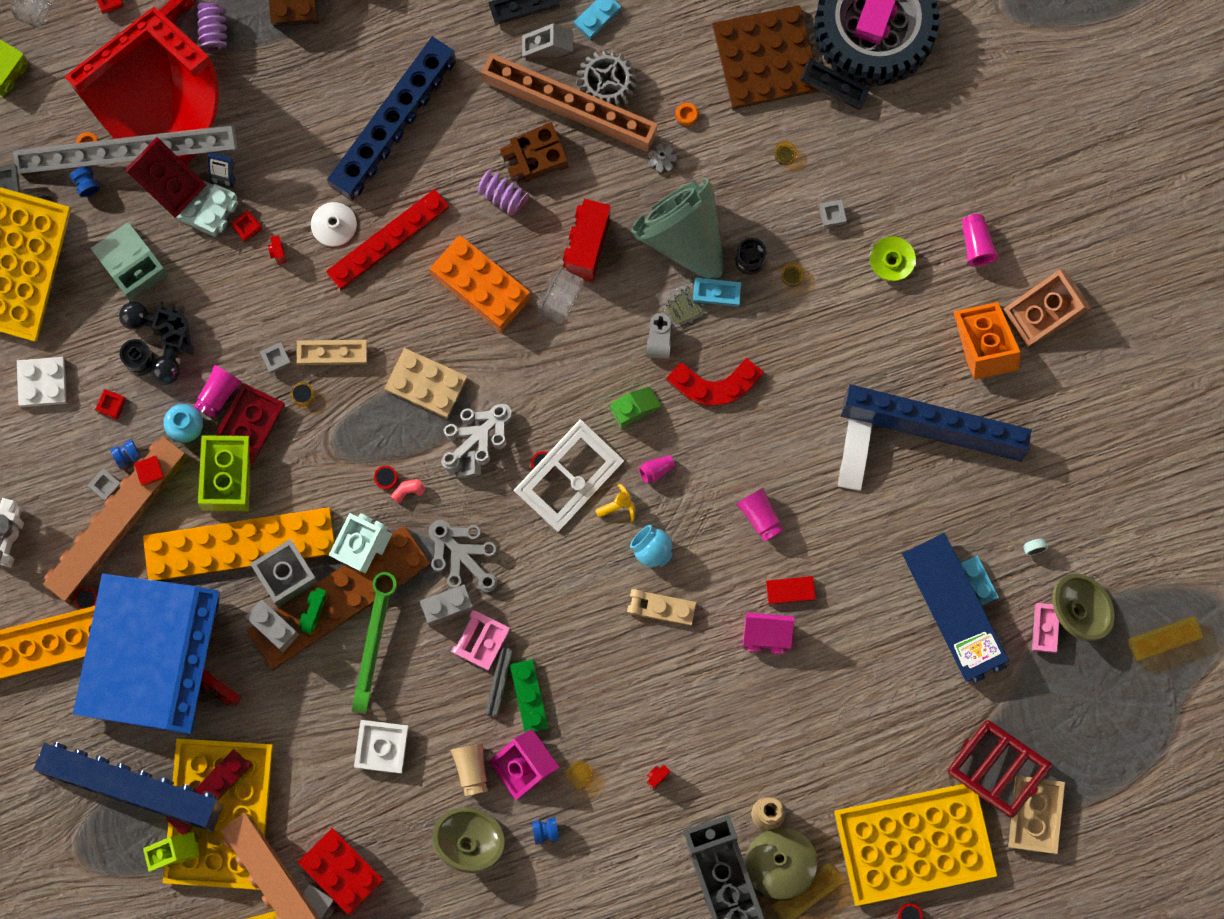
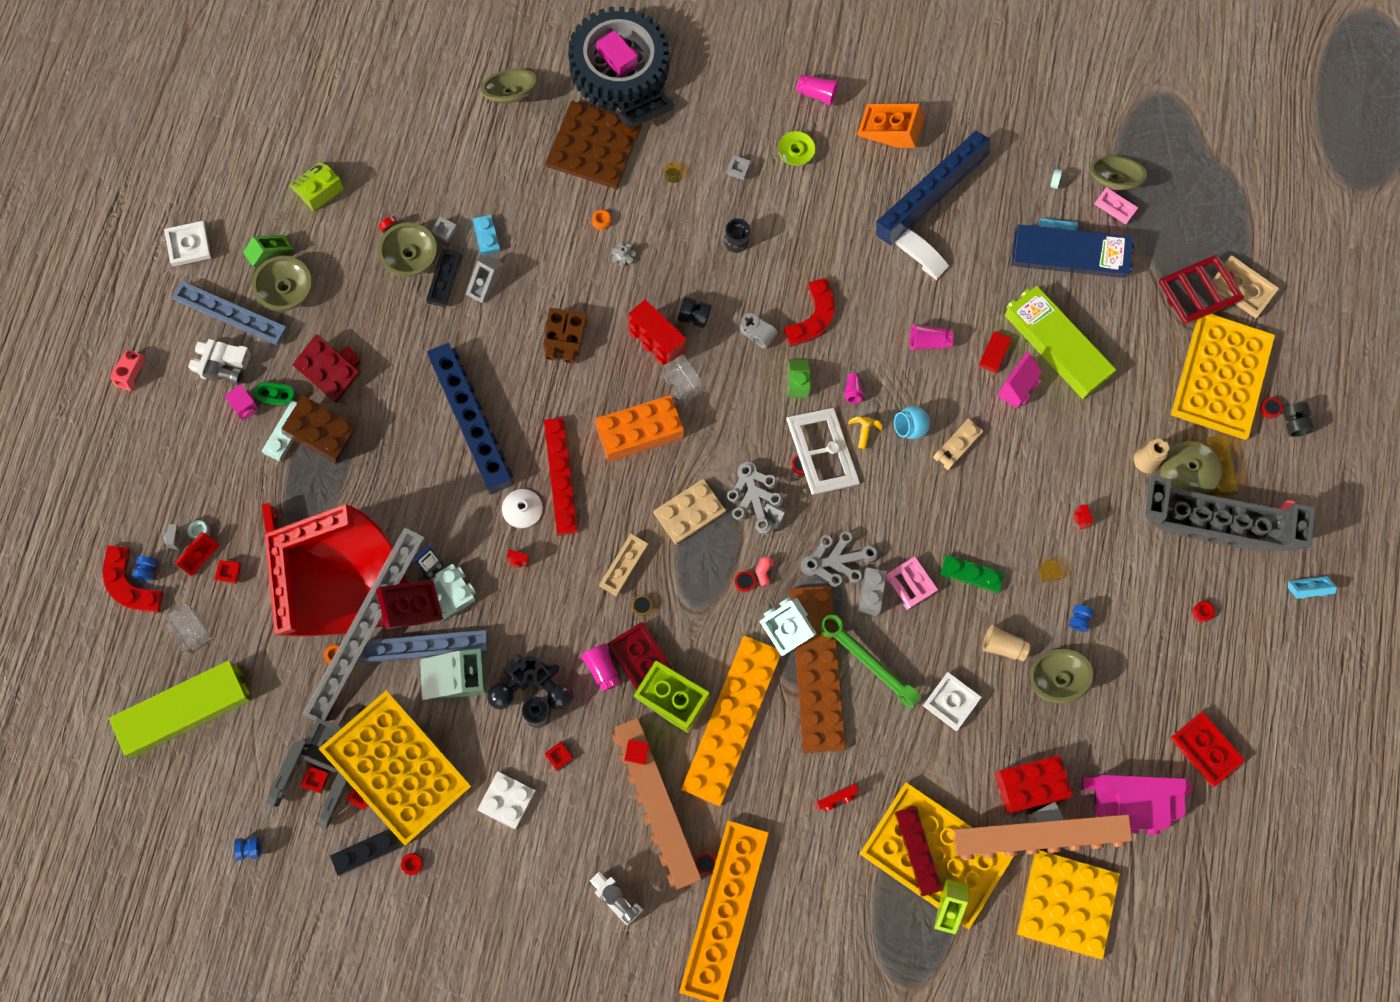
camera: 65 degrees left, 5 degrees down
(84, 180) = (365, 673): blue wheel -> none
(104, 484) = (622, 796): light grey plate -> none
(121, 457) = (608, 765): blue wheel -> none
(129, 787) = (881, 912): dark blue brick -> none
(142, 218) = (422, 646): none -> sand blue plate
(146, 653) = (786, 835): blue slope -> none
(183, 423) = (612, 706): medium azure piece -> none
(211, 26) = (302, 505): lavender piece -> none
(246, 226) = (481, 572): red tile -> none
(272, 626) = (816, 727): light grey brick -> none
(275, 358) = (601, 608): light grey plate -> none
(284, 573) = (778, 695): light grey slope -> none
(316, 601) = (816, 683): green plate -> none
(499, 682) = (950, 589): dark grey axle -> none
(501, 193) = (579, 373): lavender piece -> none
(523, 764) = (1023, 605): dark pink slope -> none
(569, 102) = (541, 288): nougat brick -> none
(614, 64) = (529, 263): light grey gear -> none
(639, 266) = (694, 312): none -> black wheel
(679, 304) = (739, 302): piece -> none
(685, 229) = (689, 262): sand green cone -> none
(716, 292) = (747, 274): medium azure plate -> none
(792, 274) = (765, 219): clear yellow tile -> none
(842, 650) = (1059, 341): none -> lime brick
(1047, 307) = (892, 75): nougat slope -> none
(1165, 638) = (1164, 138): clear yellow plate -> none

